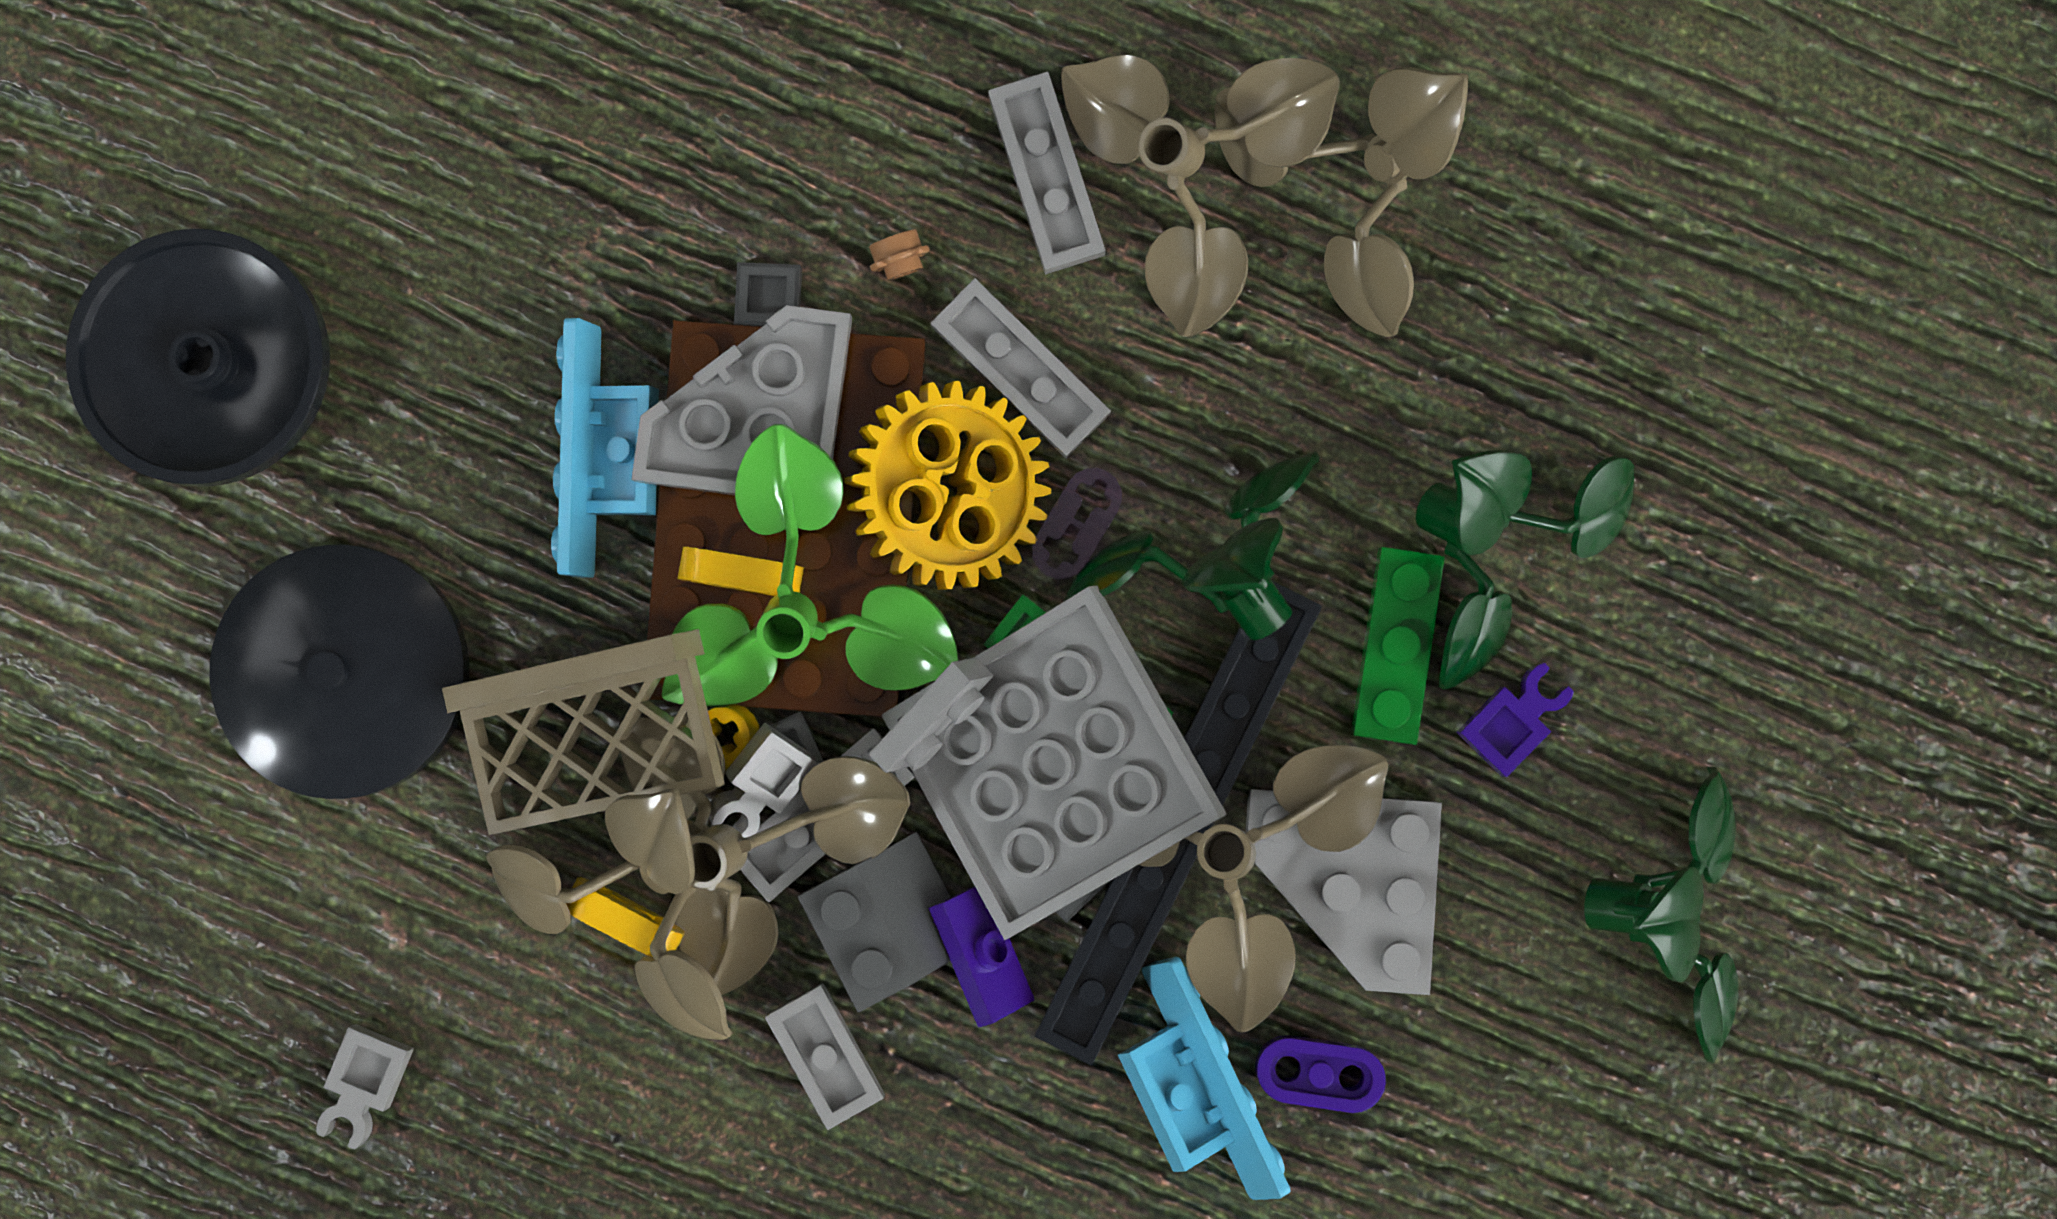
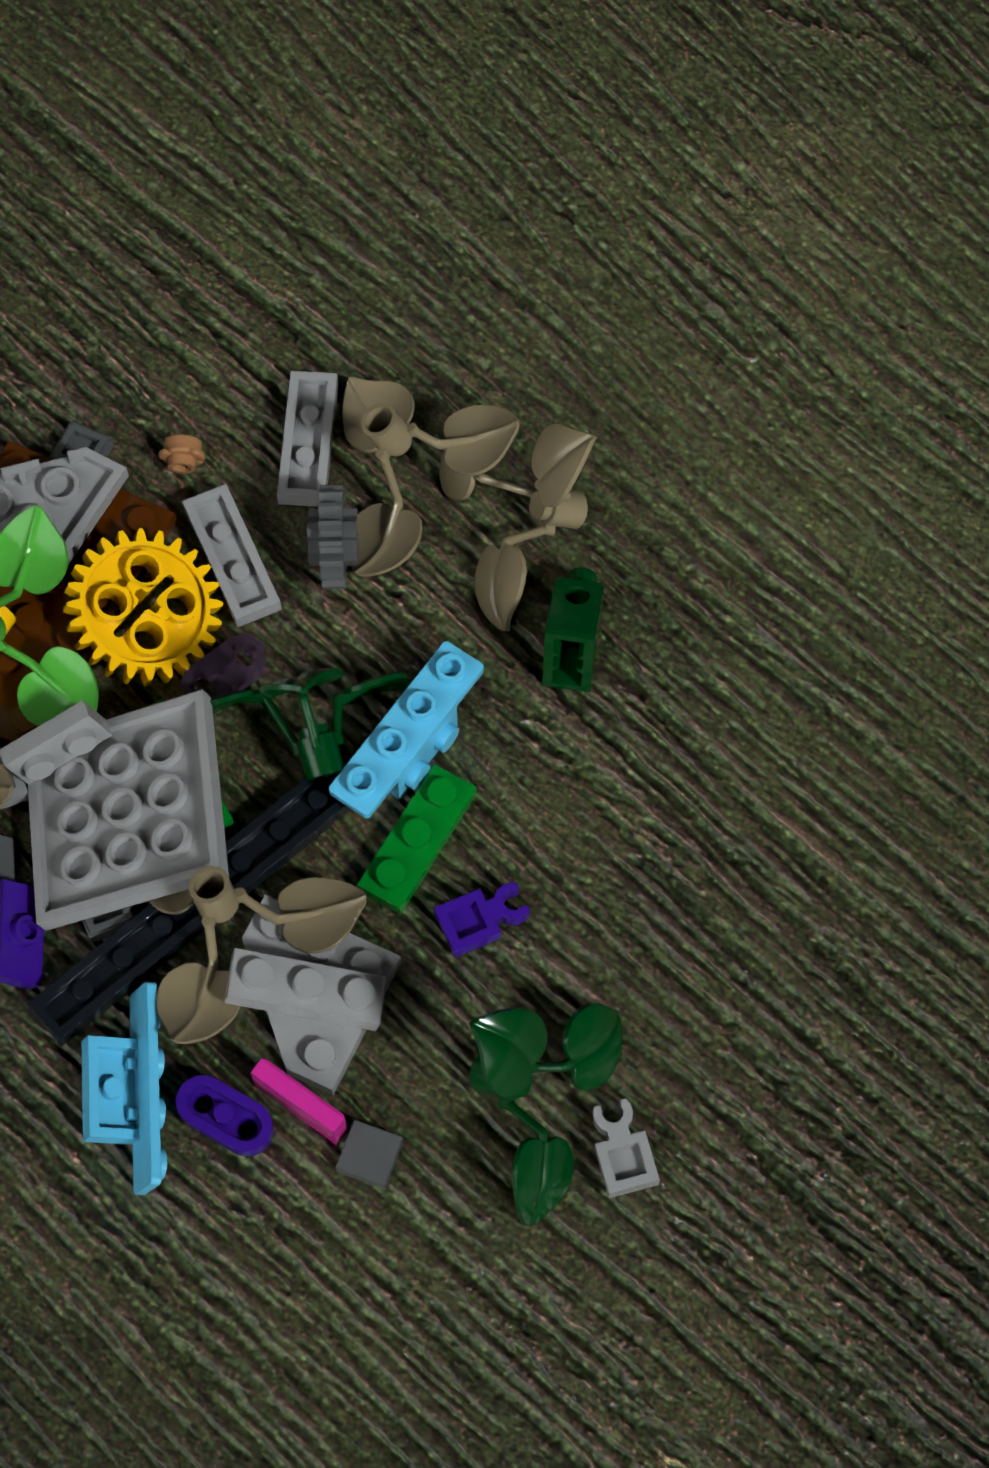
camera: 20 degrees right, 20 degrees down
(1147, 306) = (333, 536): none -> dark grey gear
(1346, 528) = (409, 734): none -> medium azure bracket
(1361, 902) = (305, 989): none -> light grey plate
(1401, 1025) = (299, 1101): none -> dark pink tile
(1471, 519) = (496, 720): dark green plant -> none
(1488, 310) = (573, 617): none -> dark green torso
(1501, 1050) = (369, 1154): none -> dark grey tile
(1795, 942) = (624, 1157): none -> light grey plate

